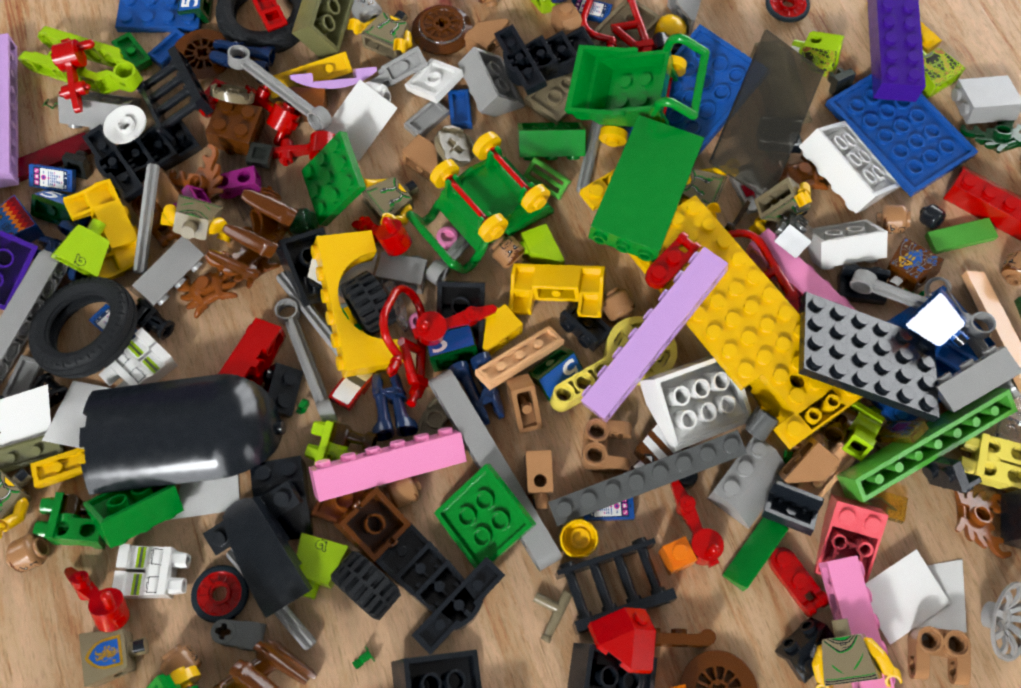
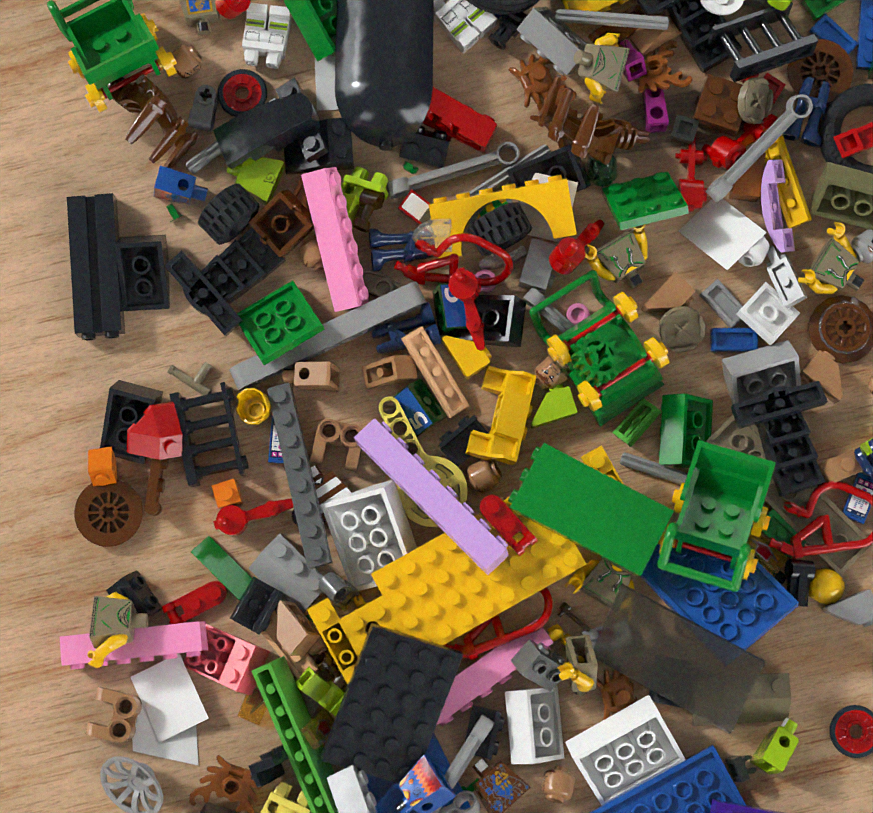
camera: 95 degrees right, 15 degrees up
(333, 662) = (170, 181): none -> blue torso
(376, 360) = (434, 232): none -> clear brick
(499, 190) = (595, 356): none -> green gear

